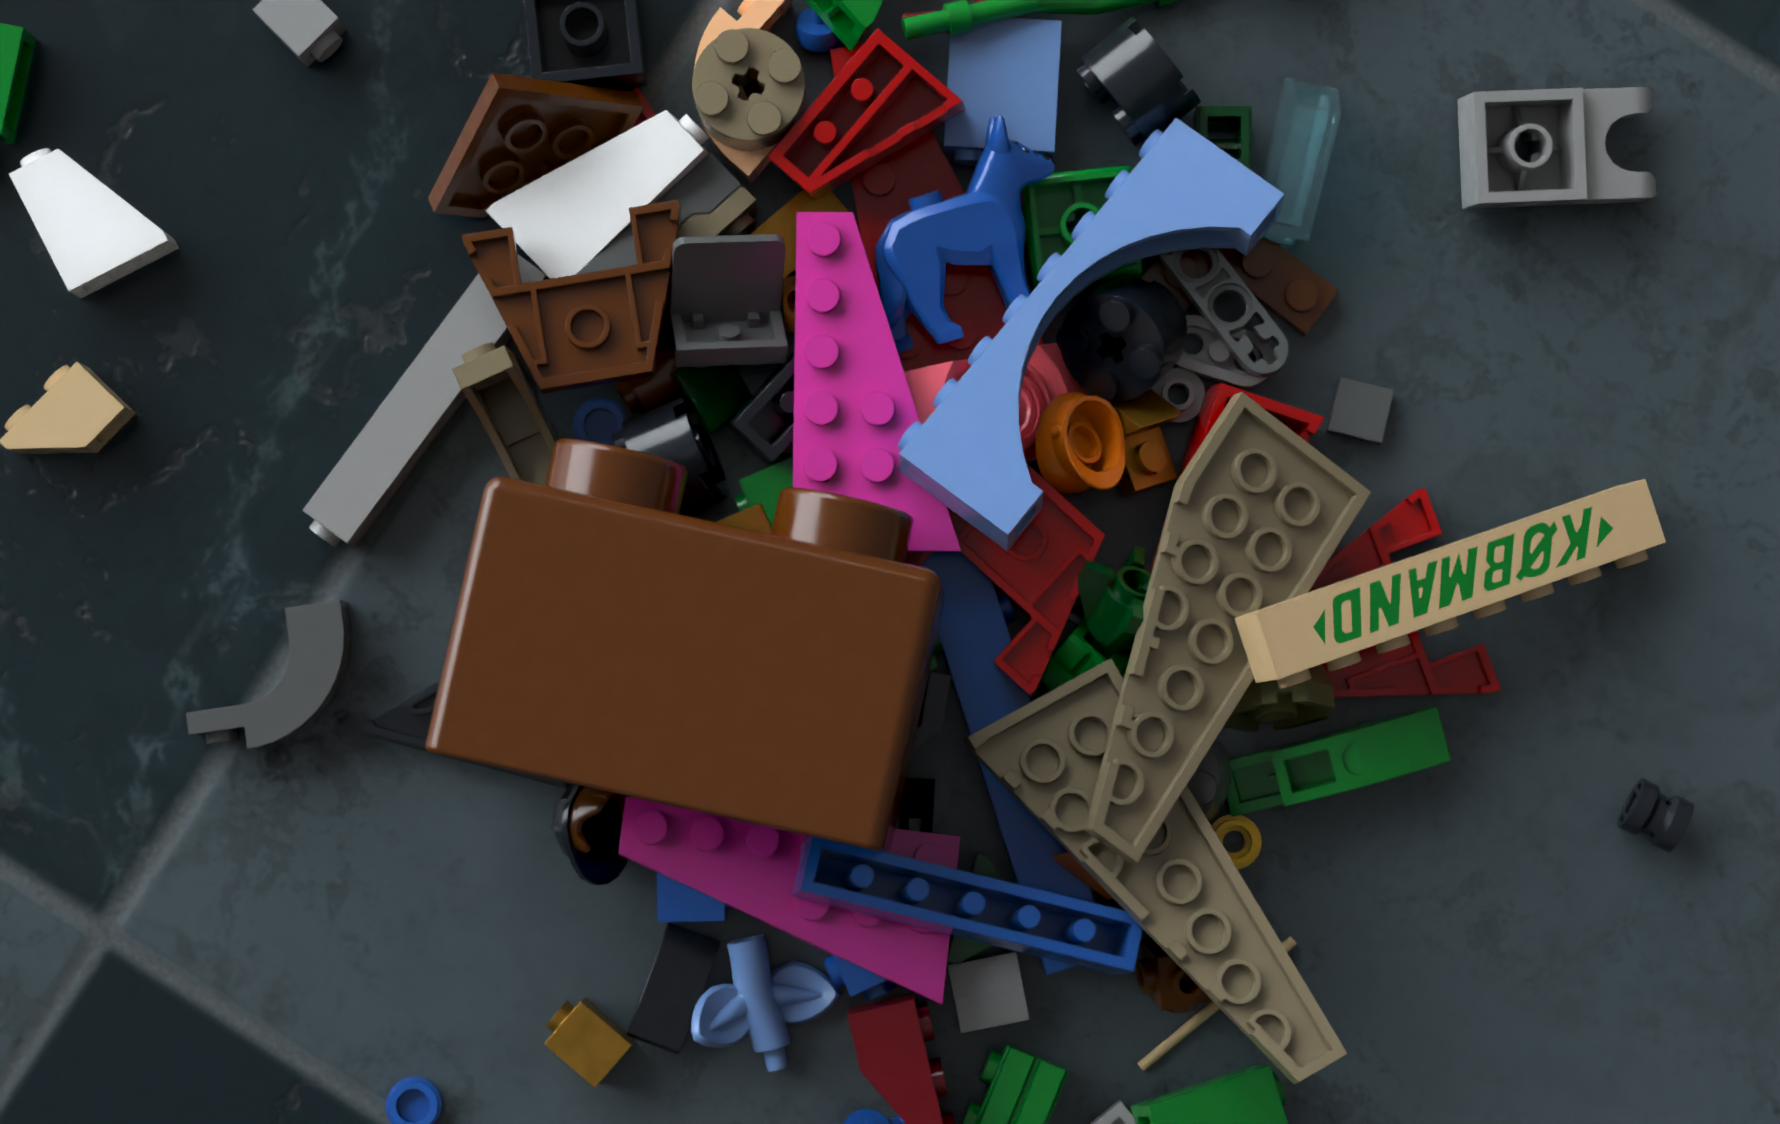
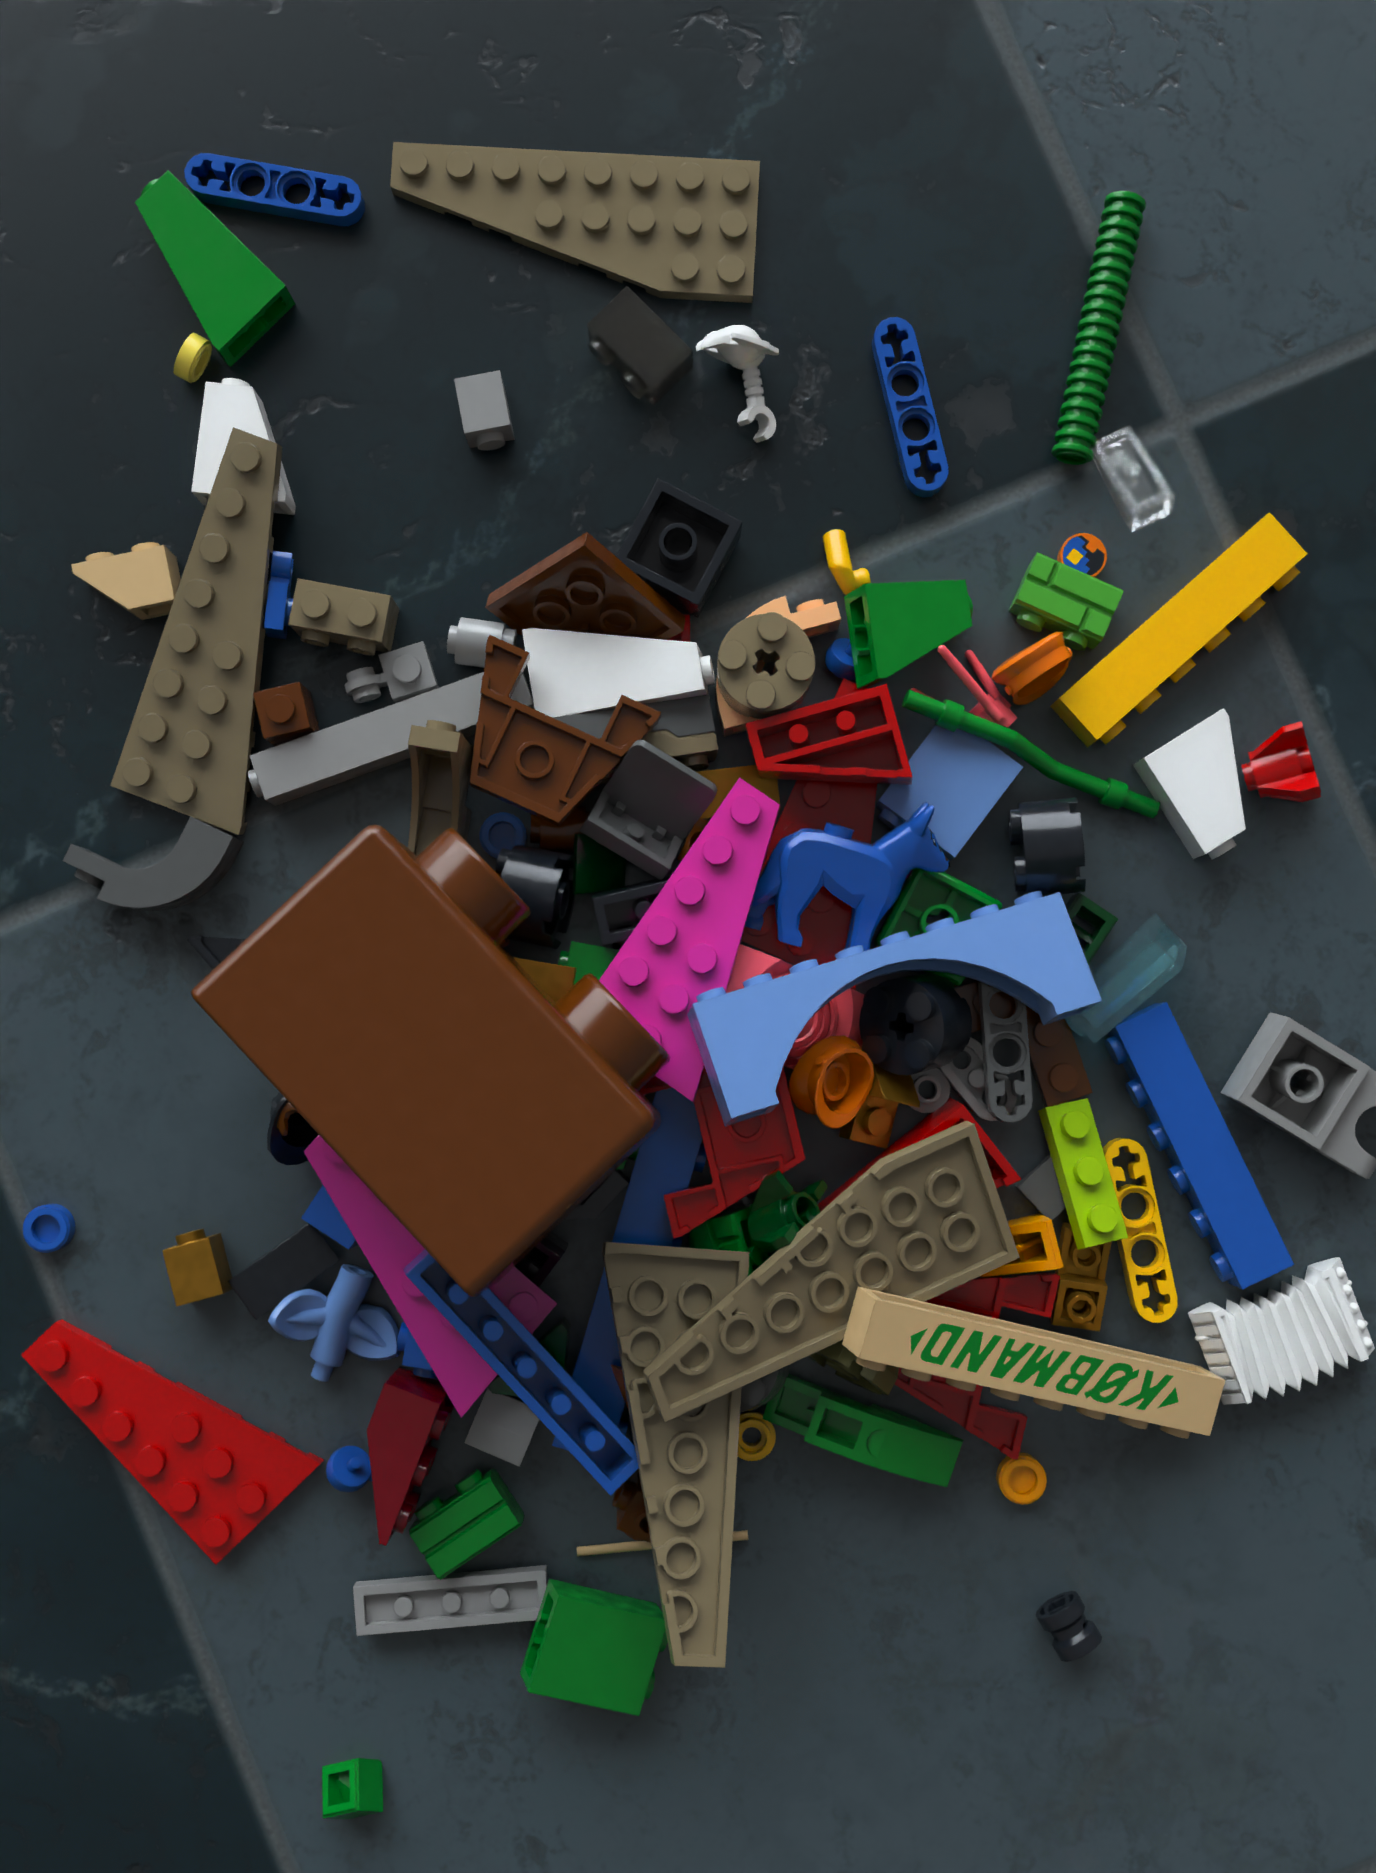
camera: 40 degrees right, 0 degrees up
(212, 490) = (198, 702): none -> dark tan wing
(231, 347) = (279, 595): none -> blue plate
(300, 315) = (344, 617): none -> dark tan brick
(308, 447) = (286, 713): none -> reddish brown brick
(396, 329) = (406, 674): none -> light grey plate
(443, 252) = (470, 639): none -> light grey brick
(1380, 472) = (1035, 1245): none -> light orange slope
(1381, 374) = (1082, 1174): none -> lime plate
(1450, 479) = (1081, 1284): none -> pearl gold slope
(1473, 274) = (1198, 1147): none -> blue brick
(1478, 385) = (1143, 1228): none -> yellow beam
(1518, 707) = (1021, 1479): none -> light orange tile
(1675, 399) = (1284, 1335): none -> white piece

